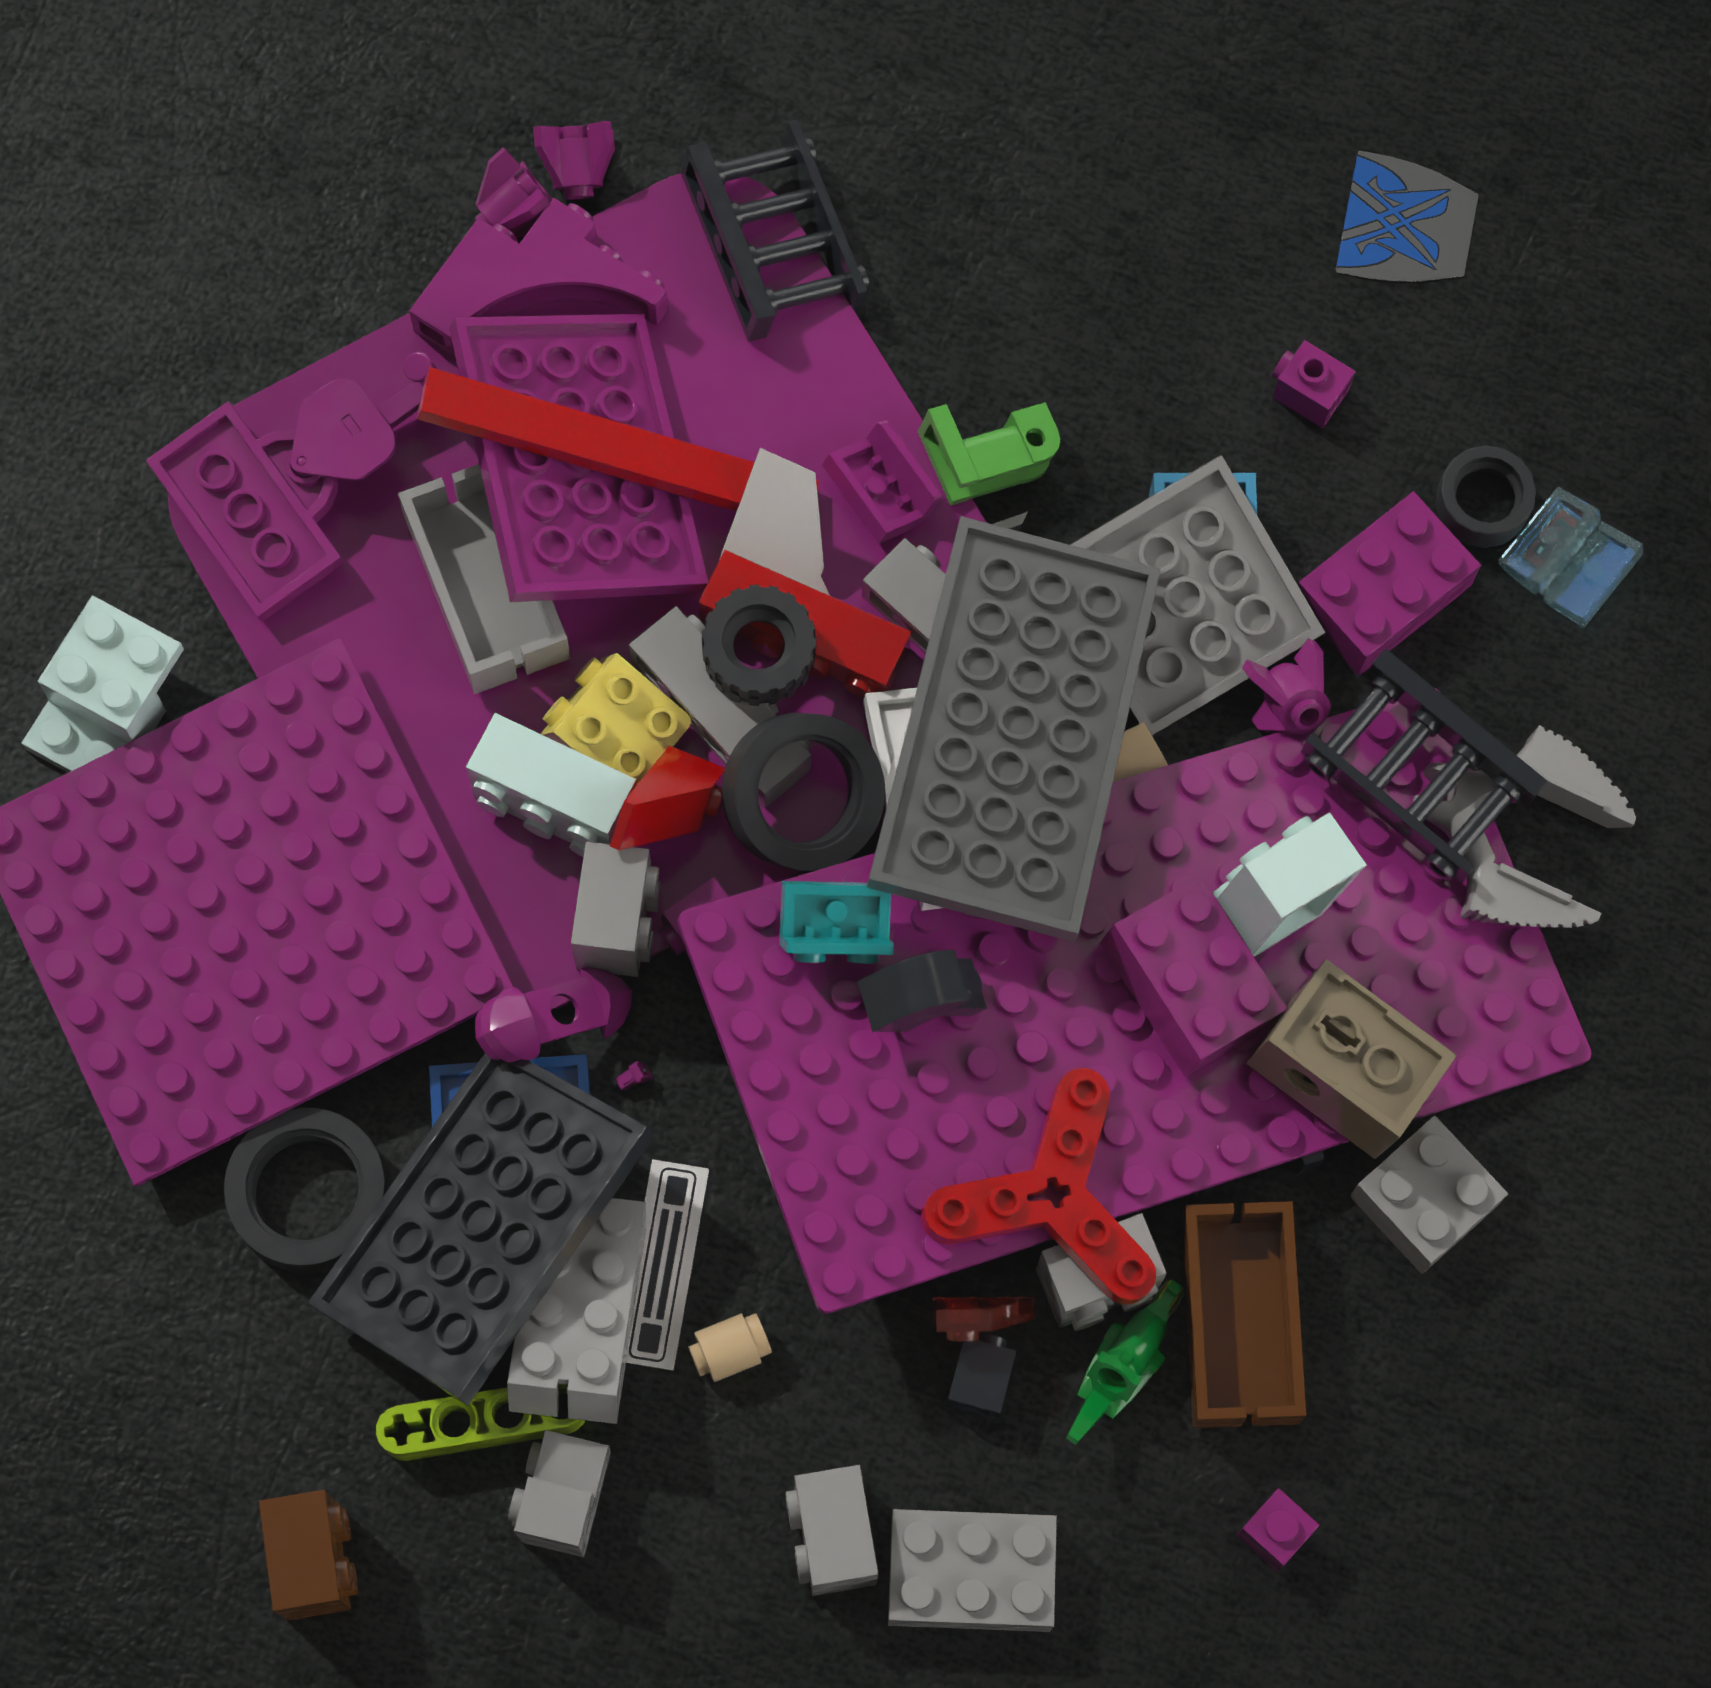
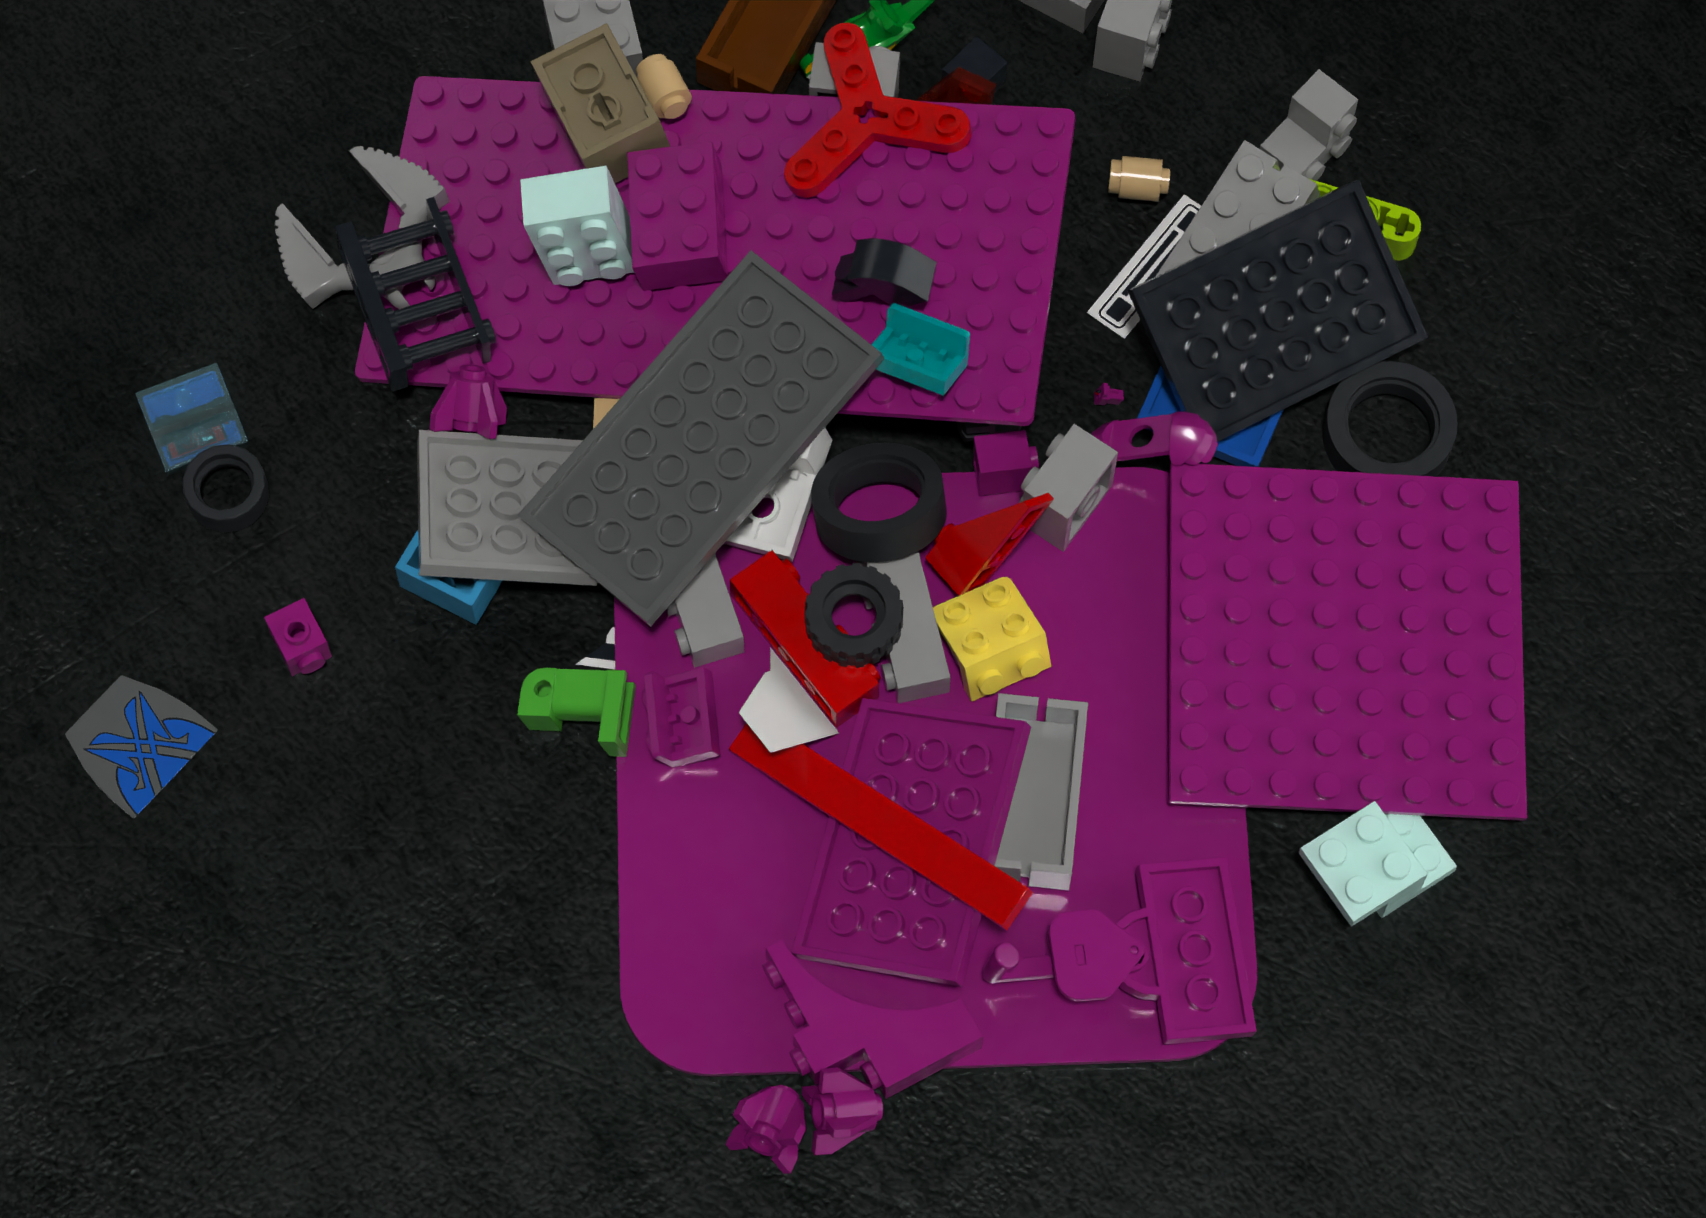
camera: 150 degrees left, 5 degrees down
(306, 1554) = (1505, 176): reddish brown brick -> none
(546, 785) = (1067, 596): light aqua piece -> none
(742, 262) = (682, 999): black fence -> none
(1302, 1129) = (663, 86): none -> tan brick
(1388, 582) = (344, 458): magenta piece -> none

